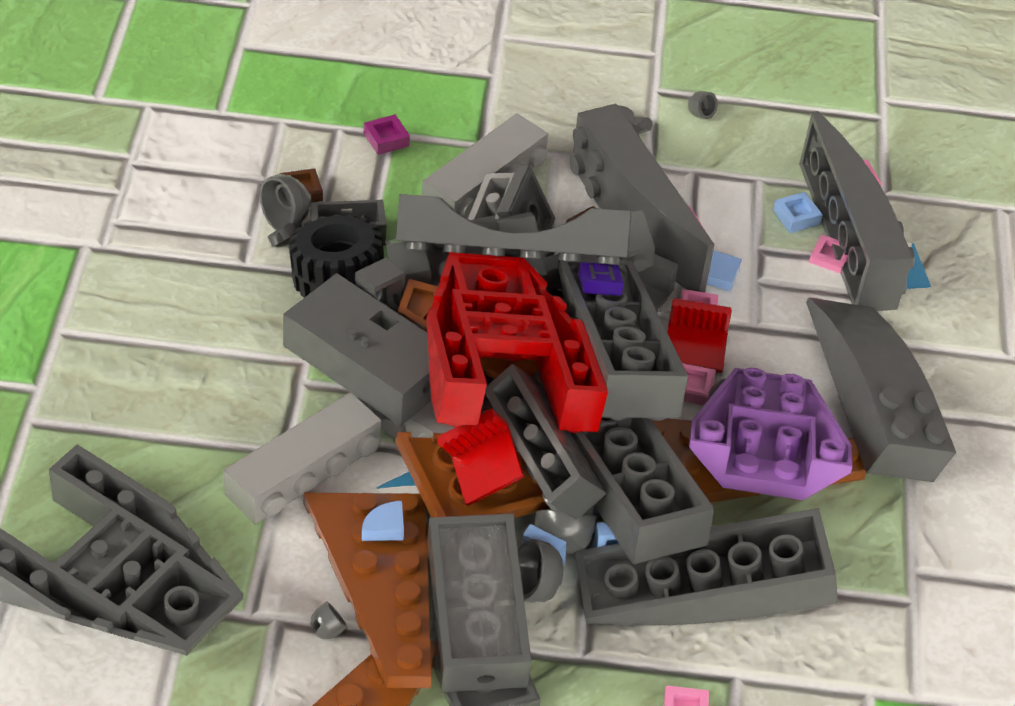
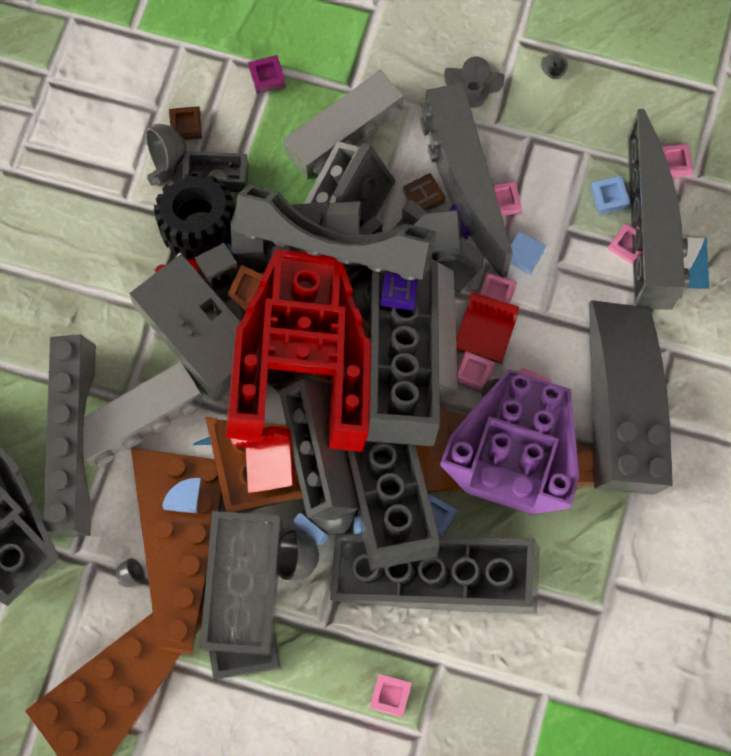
camera: 15 degrees right, 25 degrees up
(226, 480) = (66, 490): none -> dark grey arch

